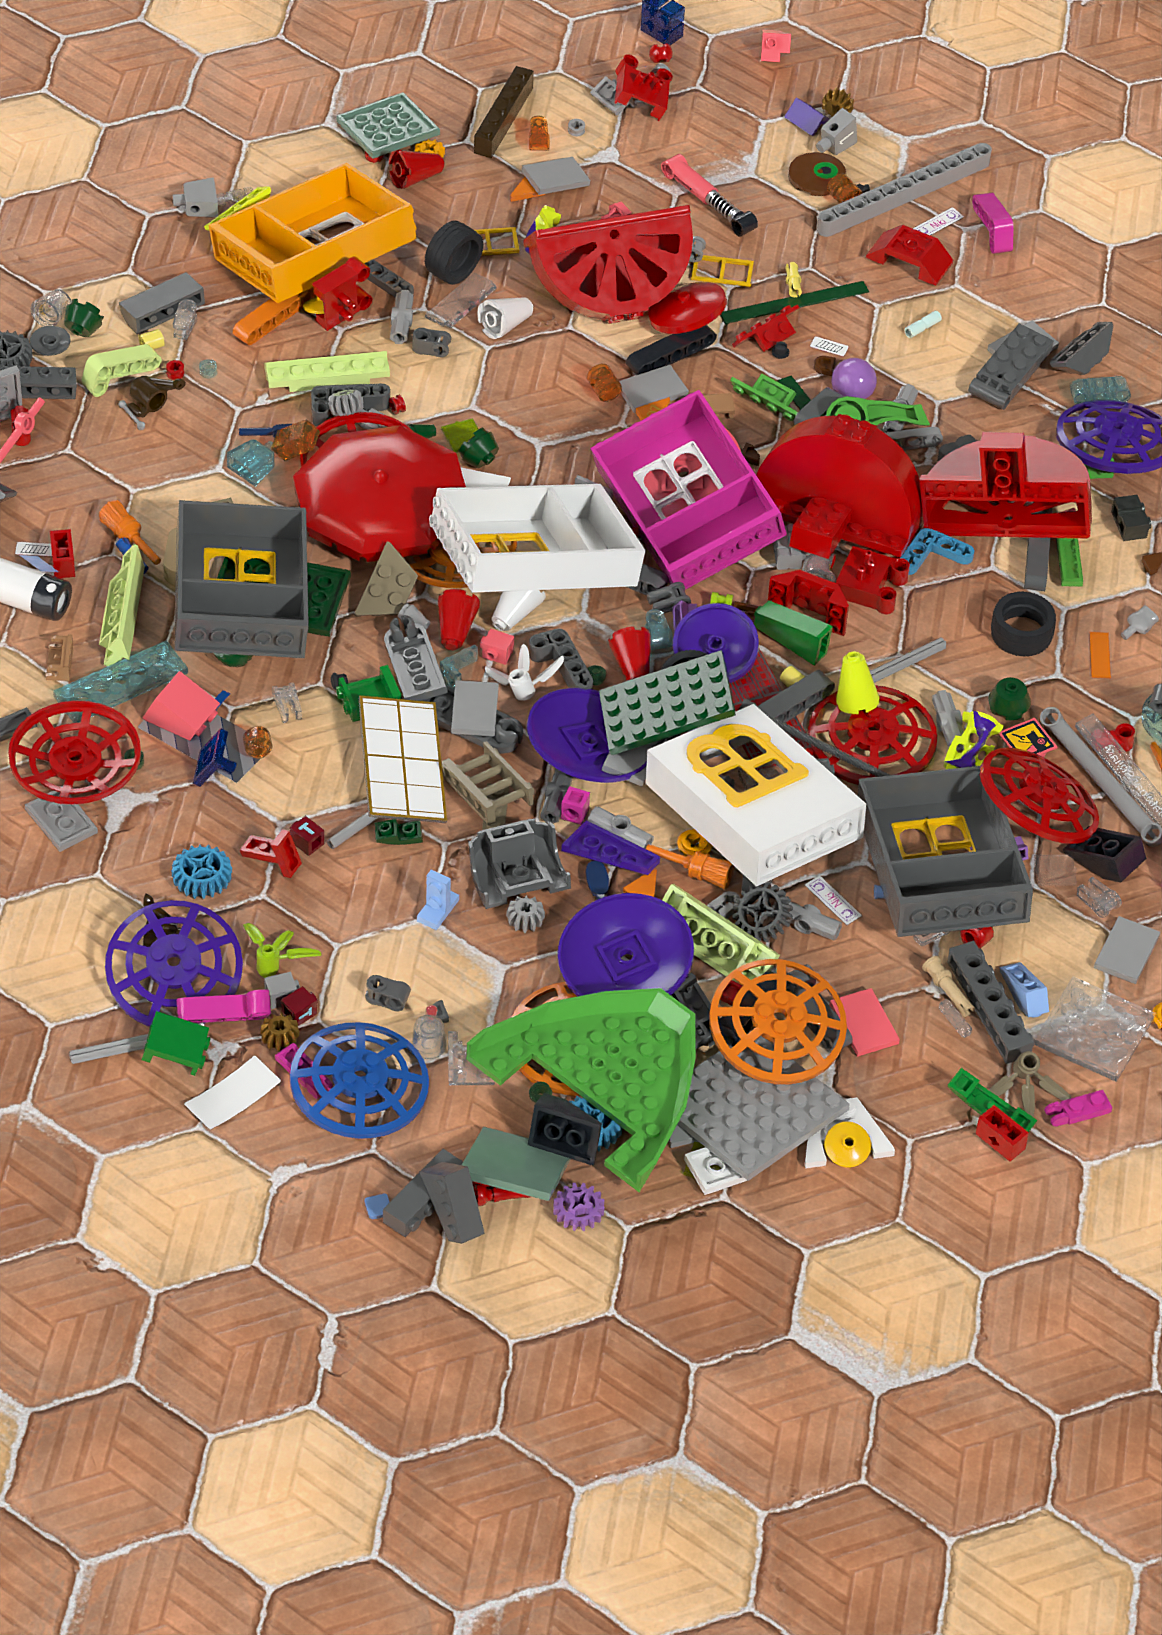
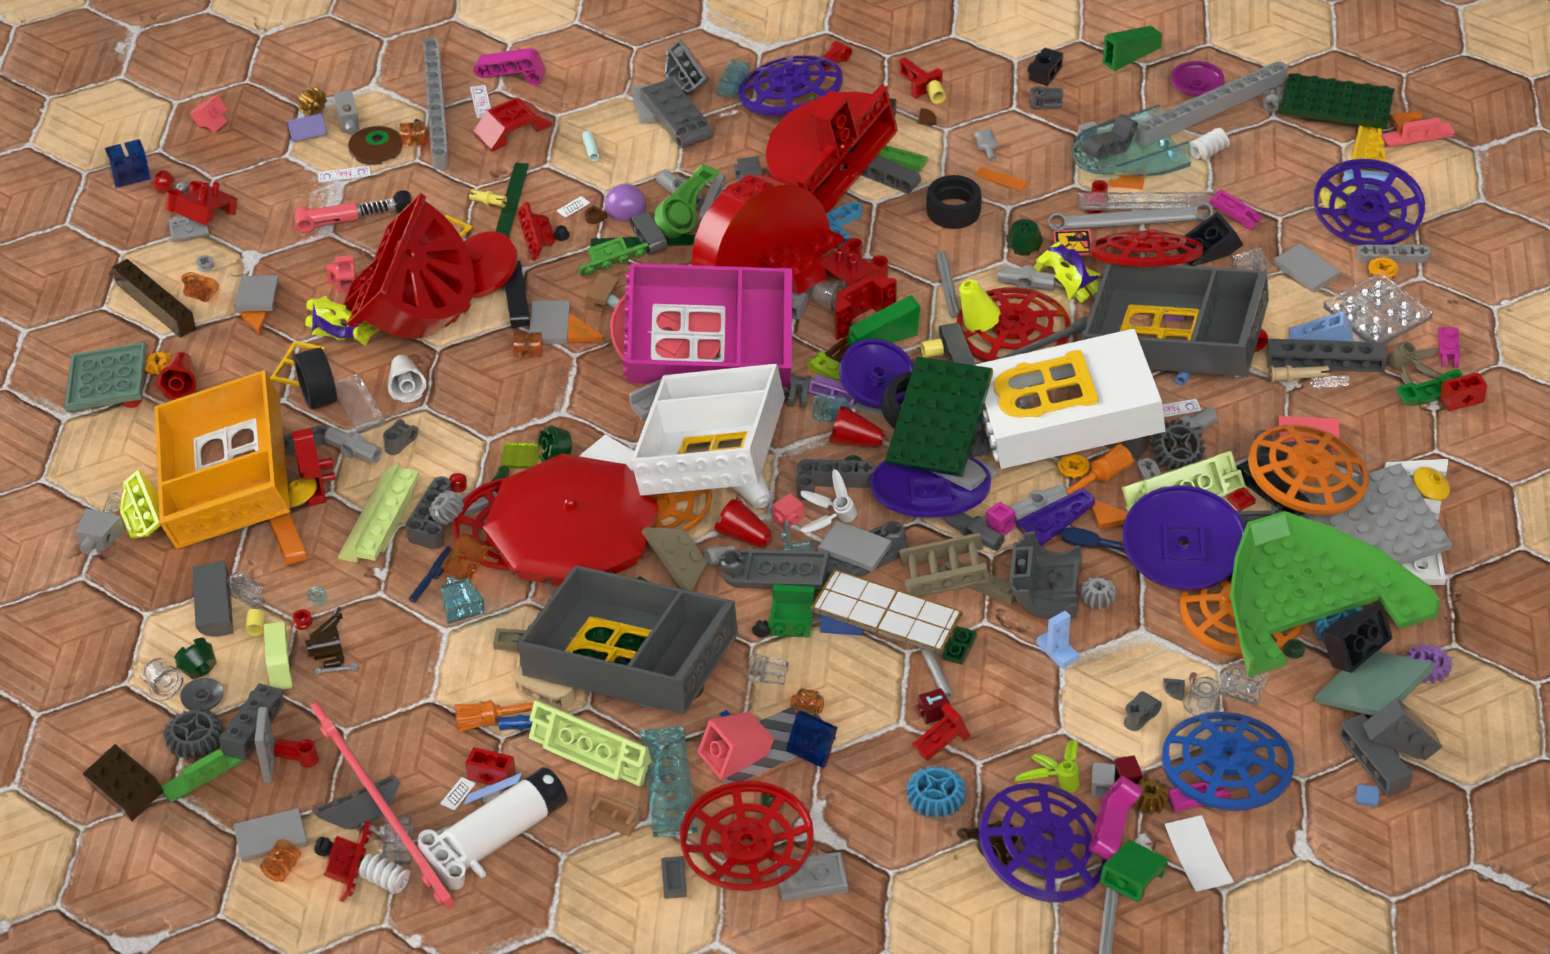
camera: 60 degrees left, 5 degrees down
(764, 170) = (344, 174): none -> white sticker

